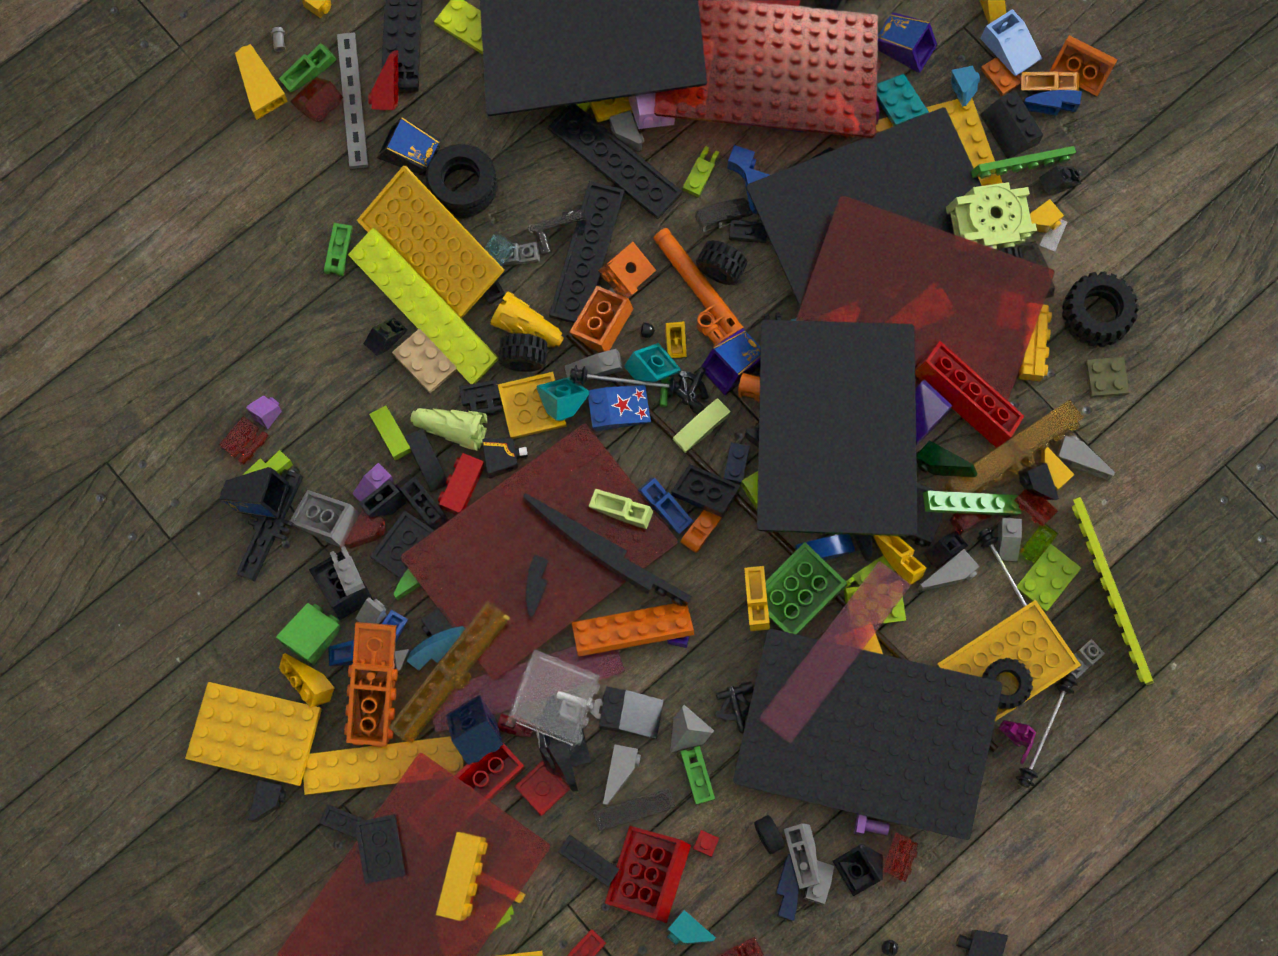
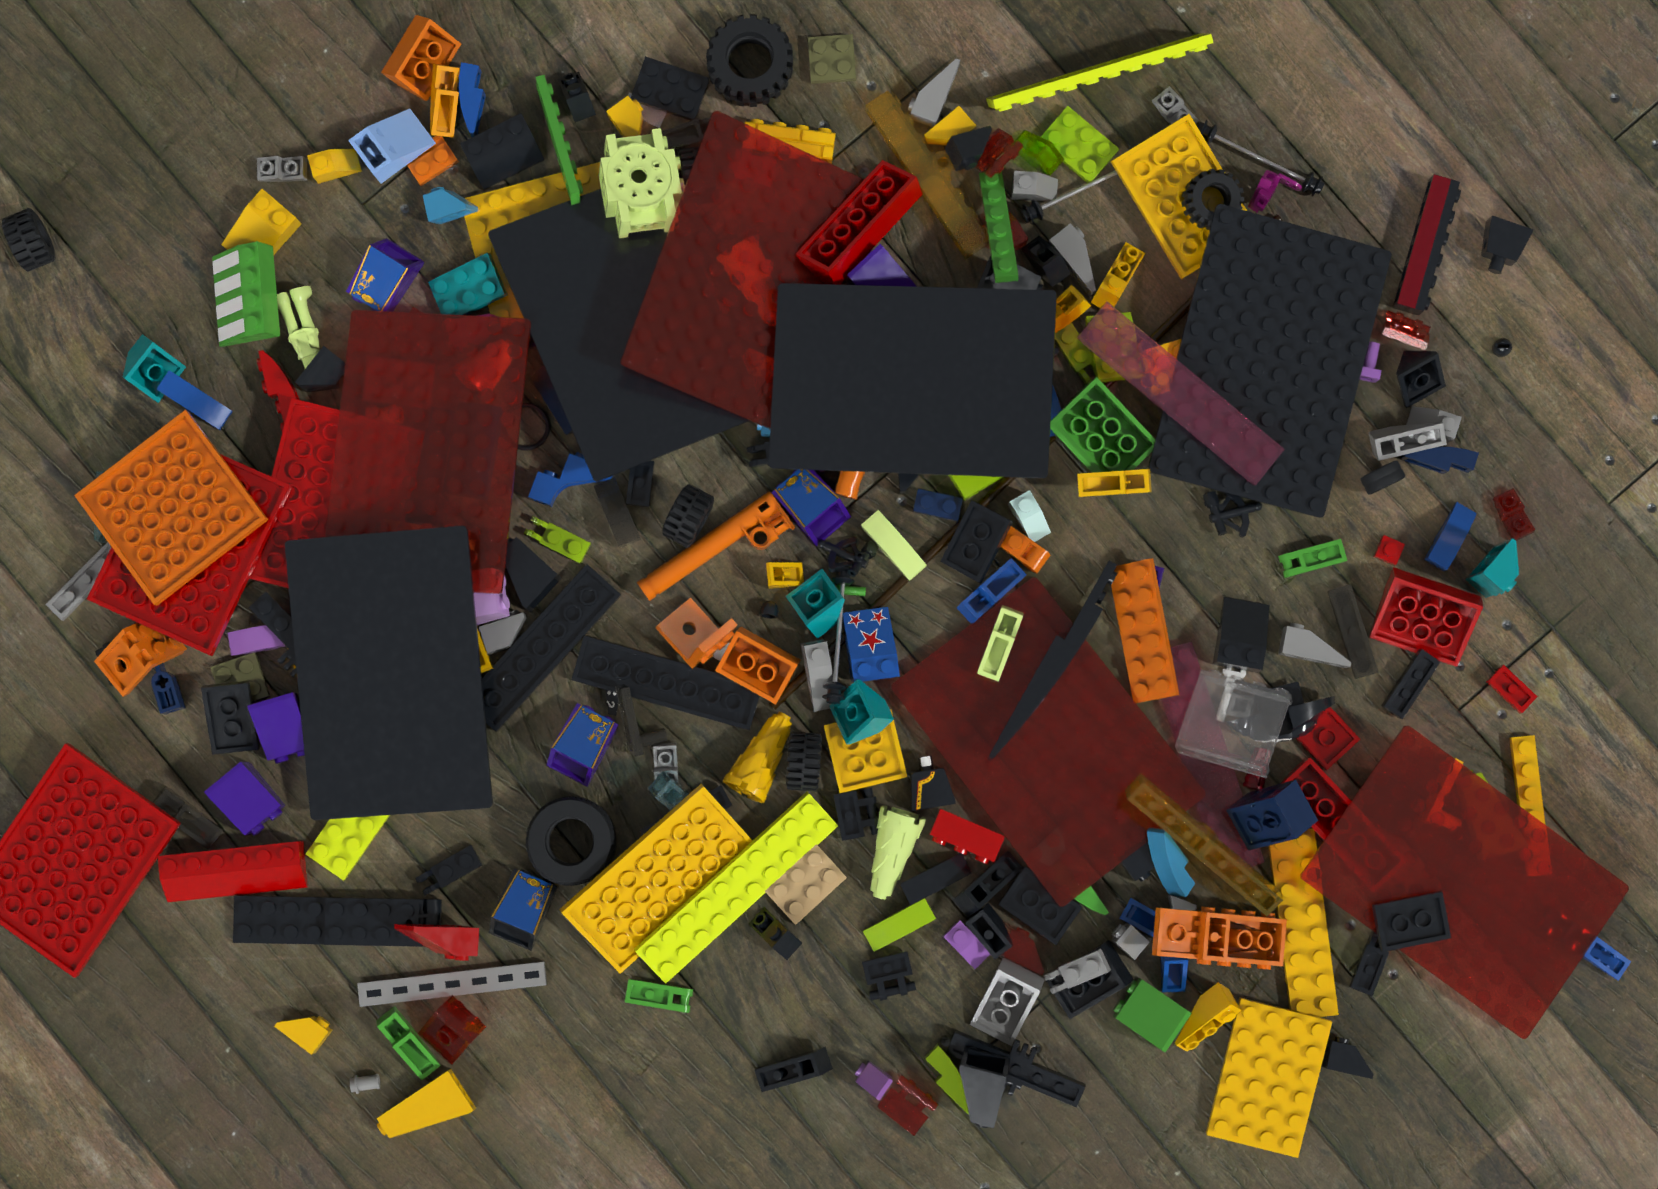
camera: 90 degrees left, 10 degrees up
(276, 351) = (793, 1069): none -> black slope
(354, 423) = (886, 969): none -> black plate
(441, 98) = (451, 869): none -> black hinge
(461, 876) = (1452, 826): yellow brick -> none
(535, 584) = (1097, 745): black slope -> none
(538, 189) = (582, 744): none -> slope
(672, 145) = (529, 574): none -> black slope
(688, 730) = (1261, 568): light grey slope -> none
(719, 897) = (1450, 537): none -> blue slope
(728, 535) = (1029, 516): none -> light aqua slope
(791, 132) = (547, 429): none -> black tyre
(934, 609) = (1118, 276): none -> yellow slope
(942, 462) = (943, 260): dark green slope -> none
(978, 878) = (1426, 245): none -> brick
(1072, 251) = (670, 89): none -> black plate

